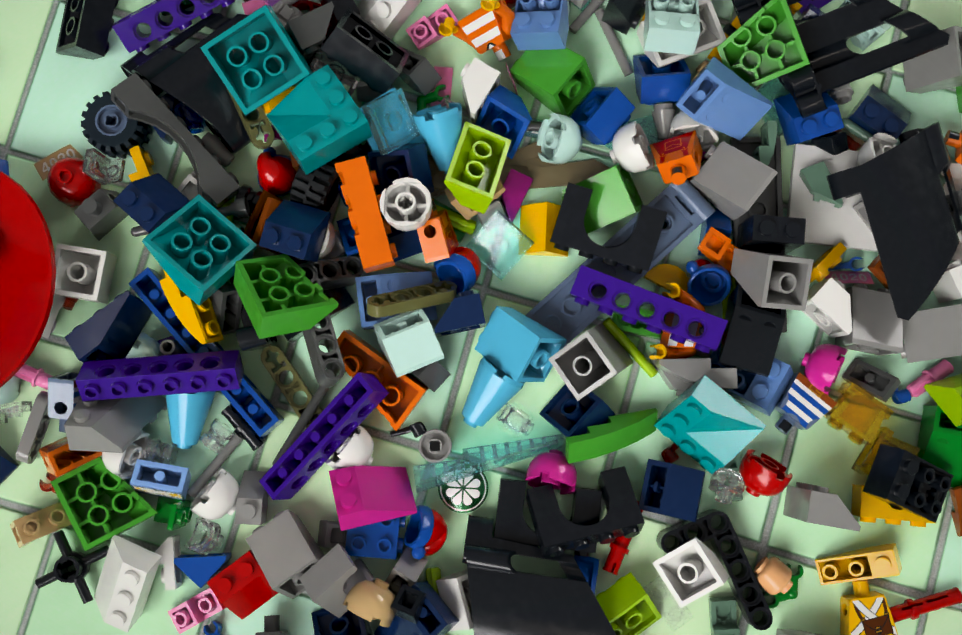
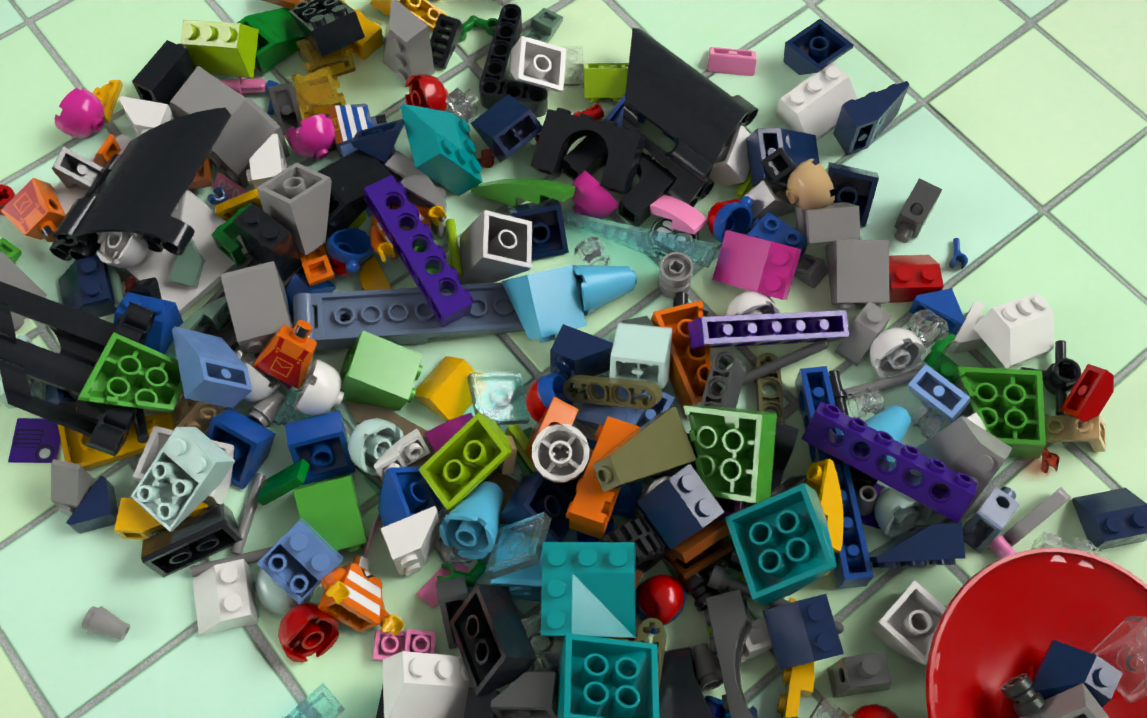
camera: 140 degrees left, 20 degrees down
(37, 553) = (1089, 394): none -> red slope
(61, 460) = (1023, 466): orange torso -> none
(195, 610) = (967, 285): bright pink slope -> none
(341, 242) = (649, 451): none -> olive slope
(468, 506) = (683, 216): none -> bright pink slope
(536, 141) = (402, 453): none -> white slope
(603, 71) = (283, 482): none -> green tile
(635, 251) = (391, 303): black arch -> none
(761, 385) = (378, 140): none -> dark blue slope
(773, 575) = (477, 34): light nougat head -> none
(791, 557) = (442, 23): none -> black slope
(815, 230) = (226, 239): none -> green bracket

